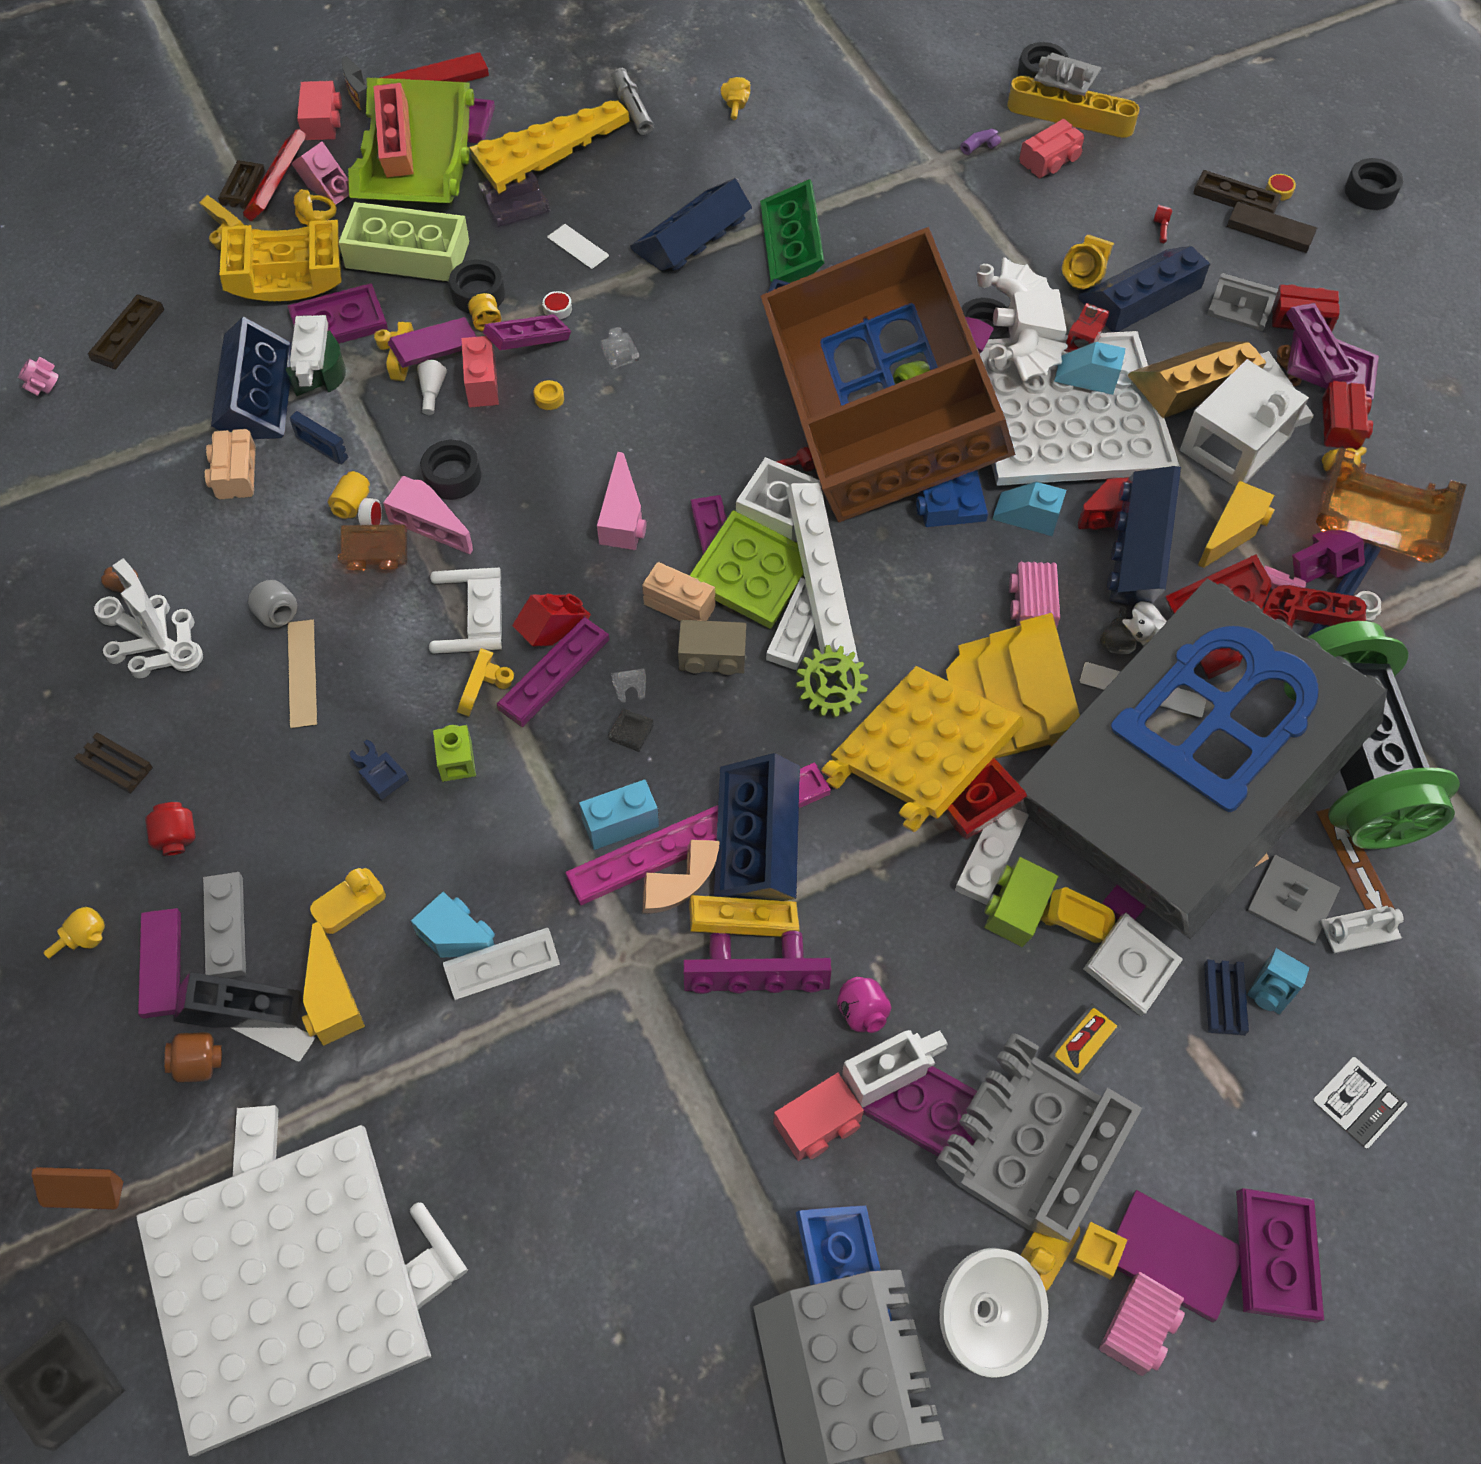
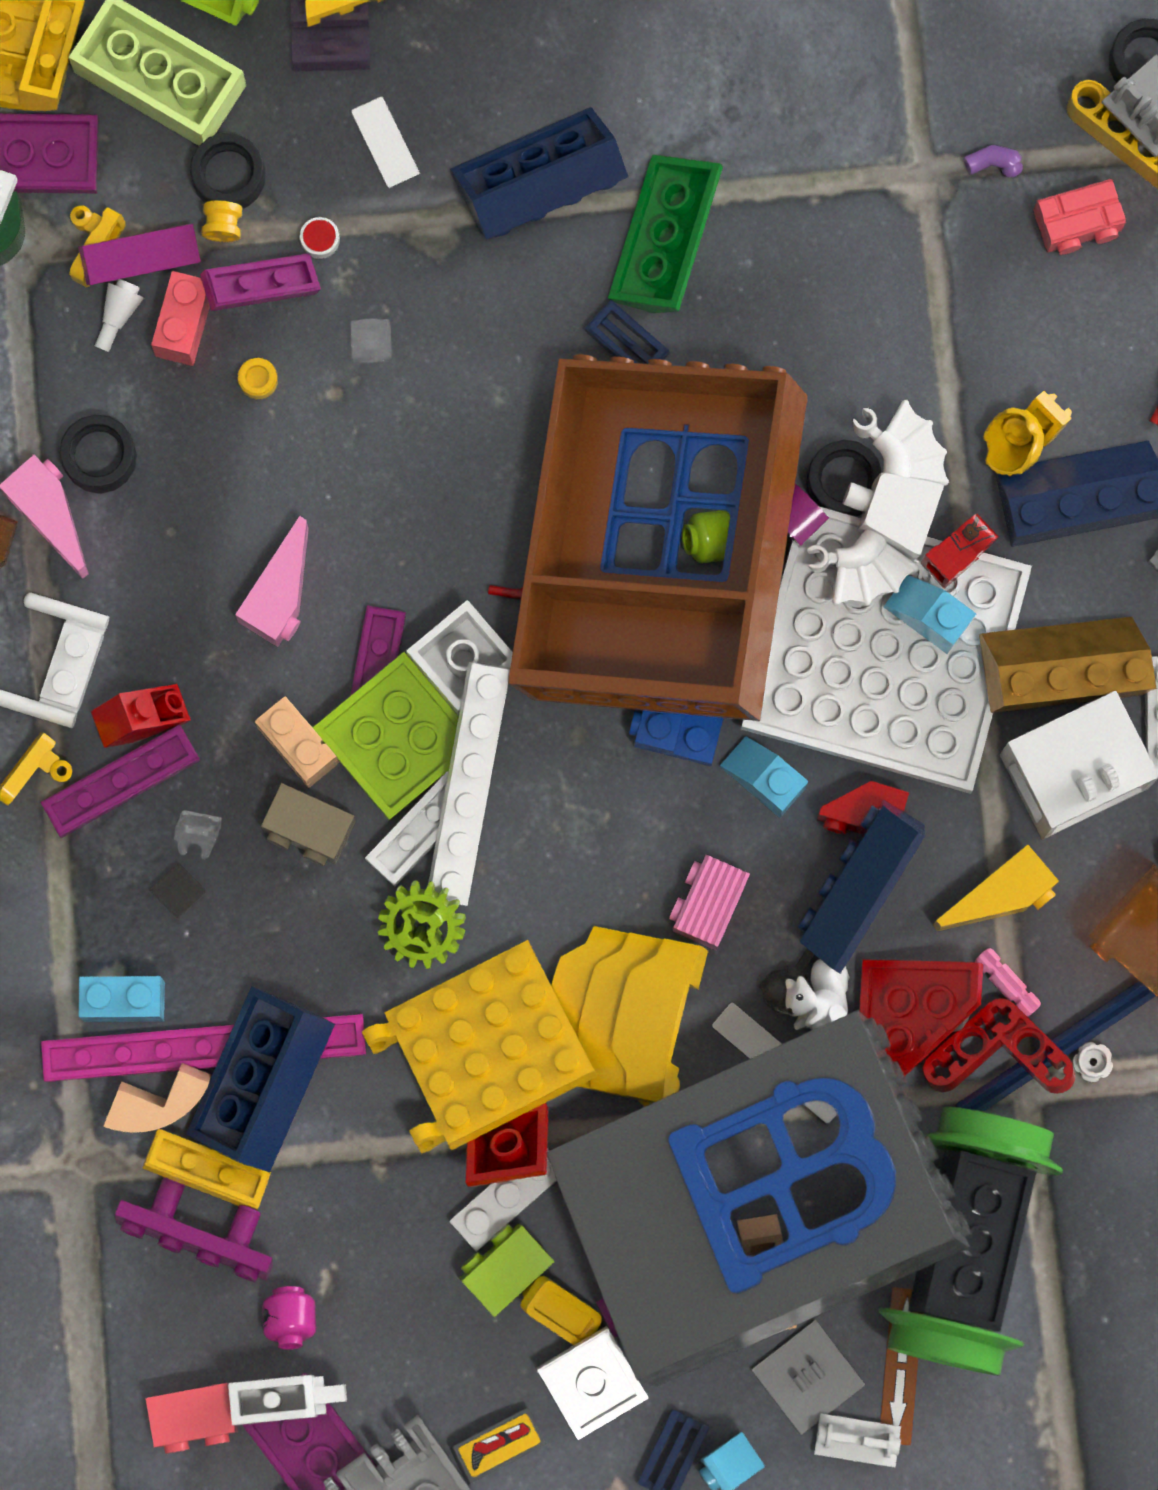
camera: 20 degrees right, 20 degrees up
(1331, 552) = (1088, 981): magenta brick -> none

